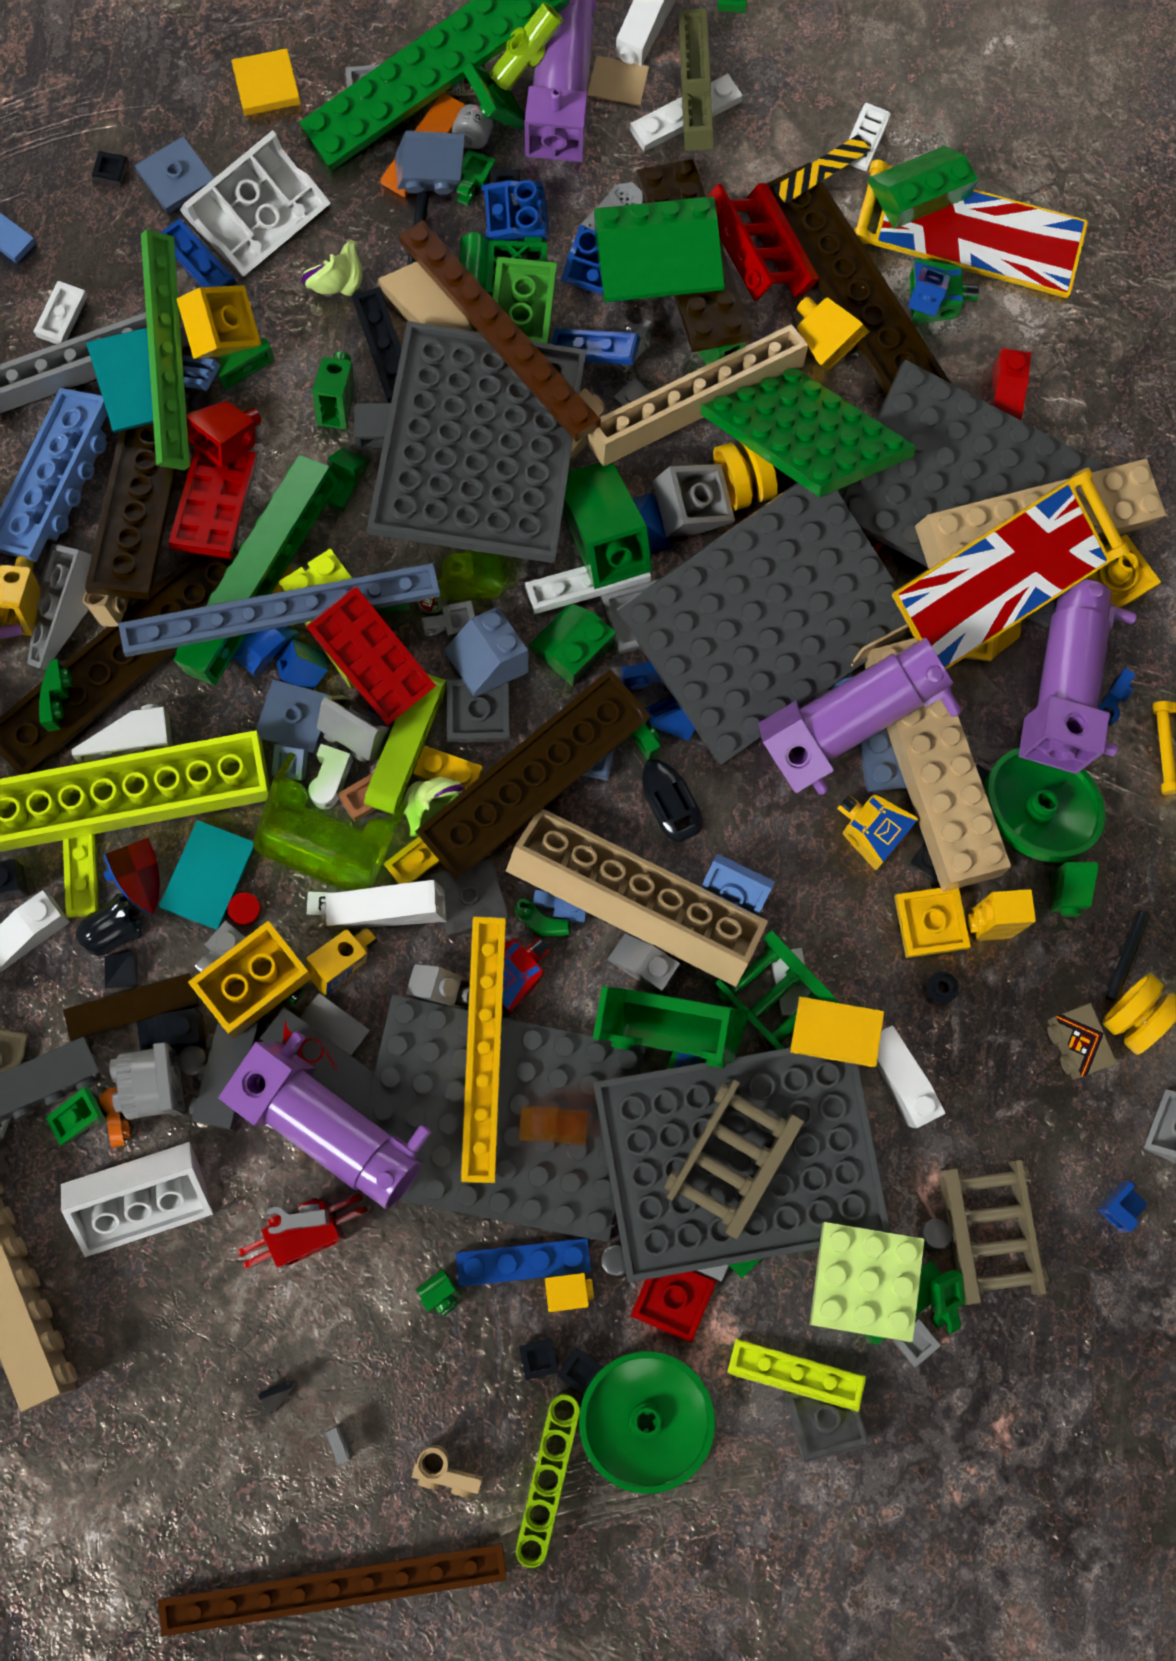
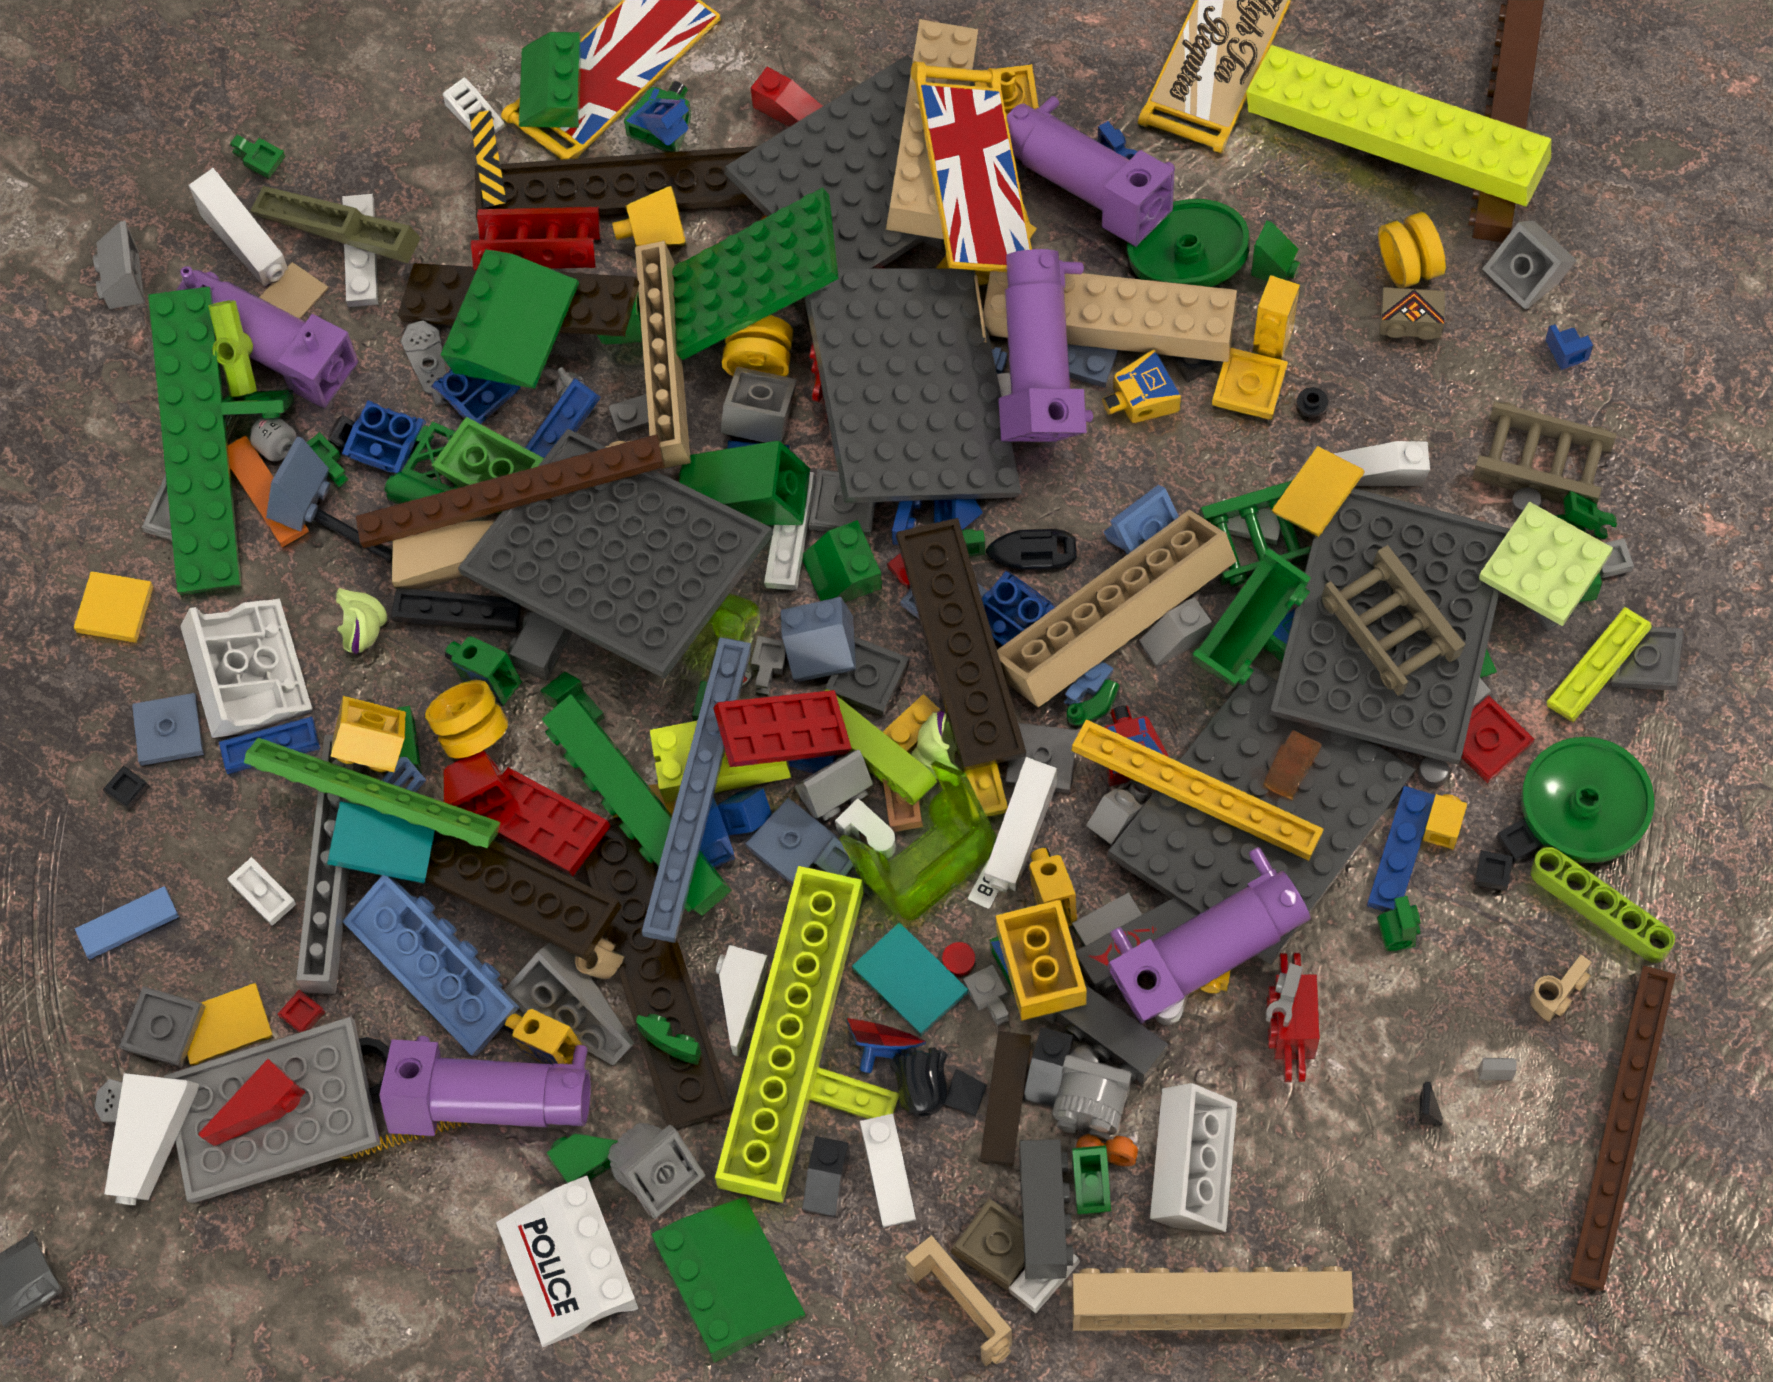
camera: 55 degrees left, 10 degrees down
(275, 395) = (466, 719): none -> yellow wheel
(600, 807) = (1013, 607): none -> blue slope
(1127, 956) = (1352, 245): black bar -> none

